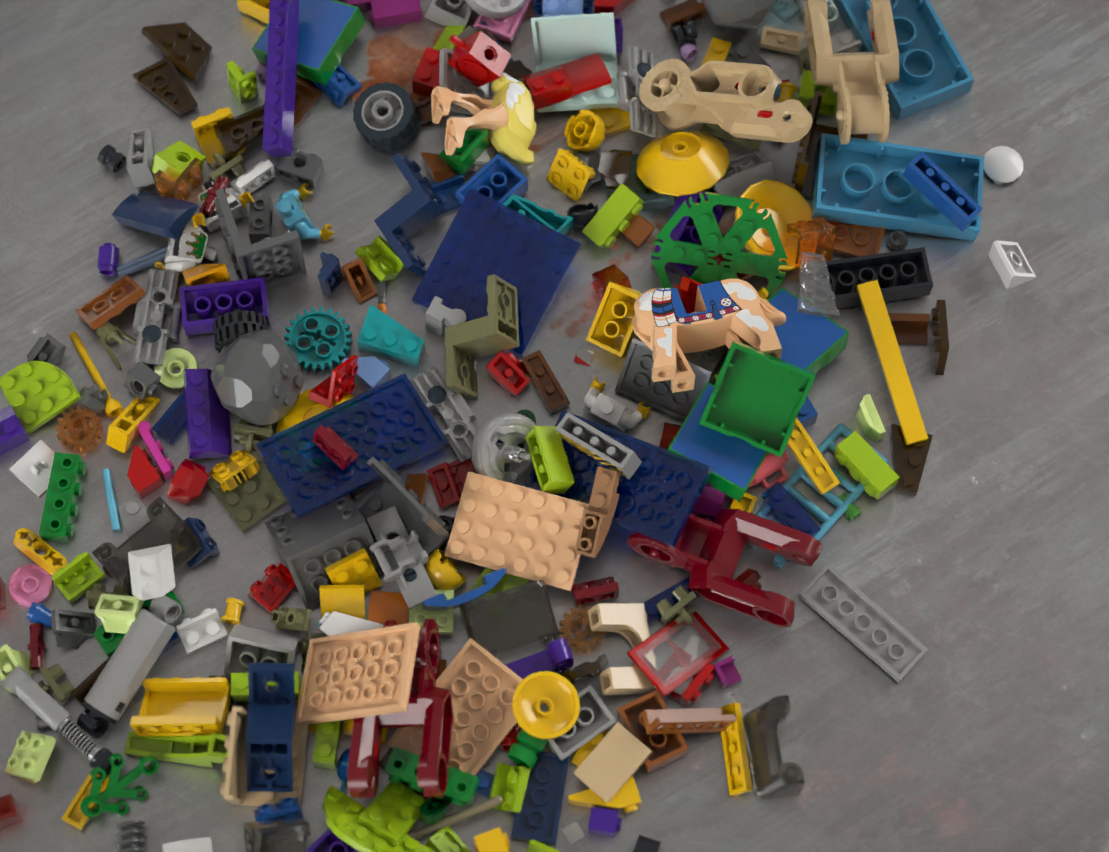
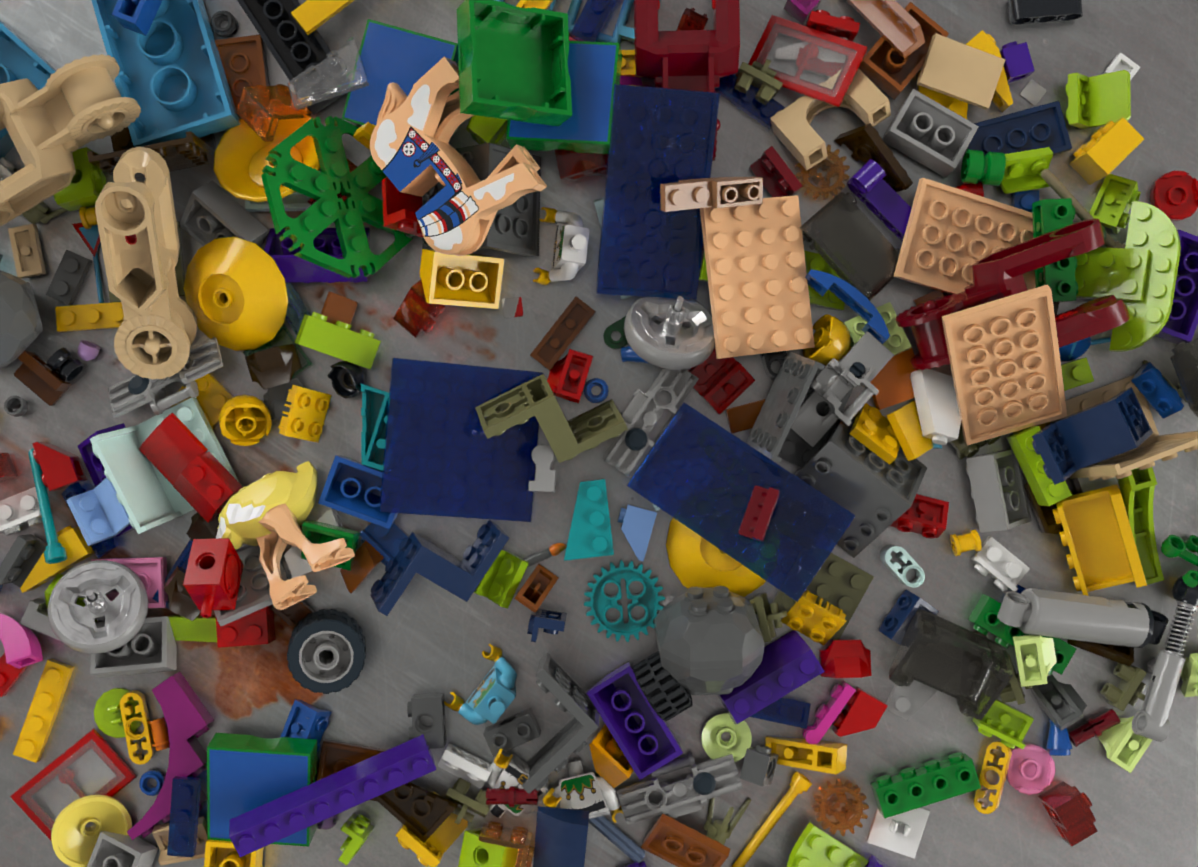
camera: 115 degrees left, 20 degrees up
(94, 399) = (803, 808): dark grey tile -> none
(111, 499) = (899, 732): medium azure bar -> none
(151, 572) = (984, 641): white slope -> none
(246, 559) = (900, 571): none -> light aqua beam
(291, 618) = (949, 473): olive hips -> none
(337, 385) = (676, 555): red bracket -> none
(489, 382) = (596, 398): none -> blue plate
(549, 459) = (666, 277): lime brick -> none
(553, 692) = (947, 147): yellow dish -> none
(598, 445) = (636, 225): light grey brick -> none

